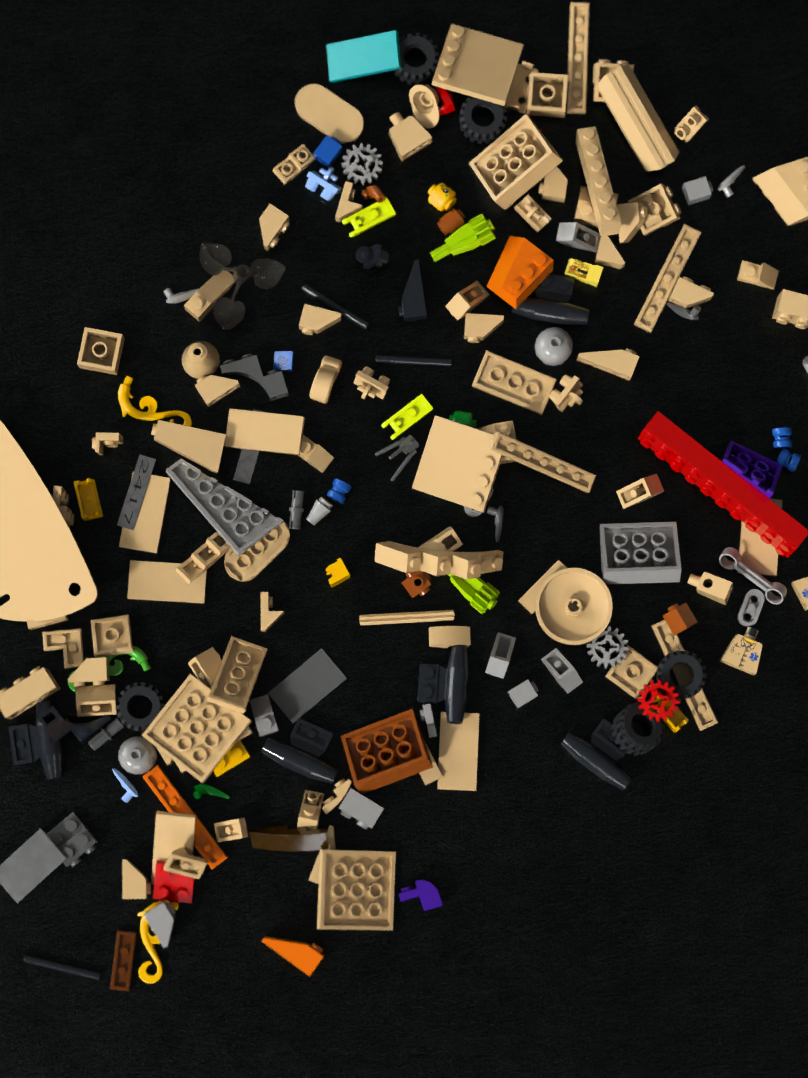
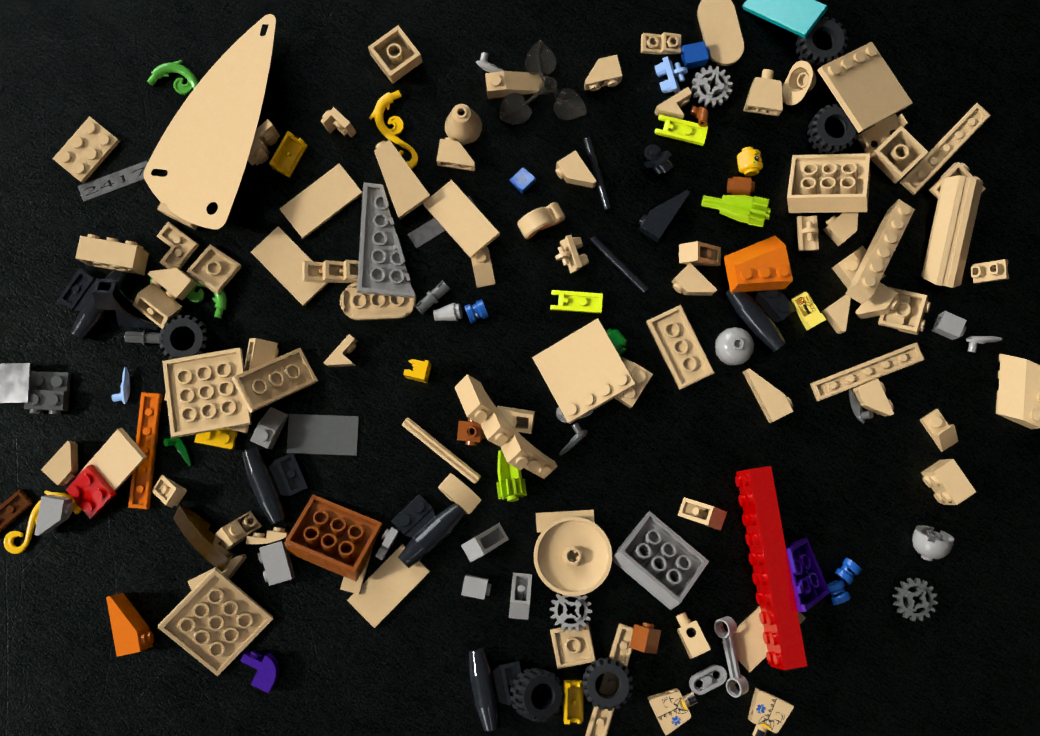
camera: 45 degrees right, 0 degrees up
(136, 492) = (327, 180): flat silver sticker -> none
(137, 755) = (149, 373): light grey cylinder -> none
(184, 864) = (102, 484): tan slope -> none
(250, 367) = (494, 161): dark grey arch -> none
(406, 445) = (558, 323): dark grey plant -> none
(445, 99) = (816, 94): red plate -> none
(542, 462) = (646, 425): tan tile -> none
(569, 395) = (713, 393): tan hips -> none
(578, 236) = (826, 280): light grey slope -> none
(667, 697) = (579, 692): red gear -> none

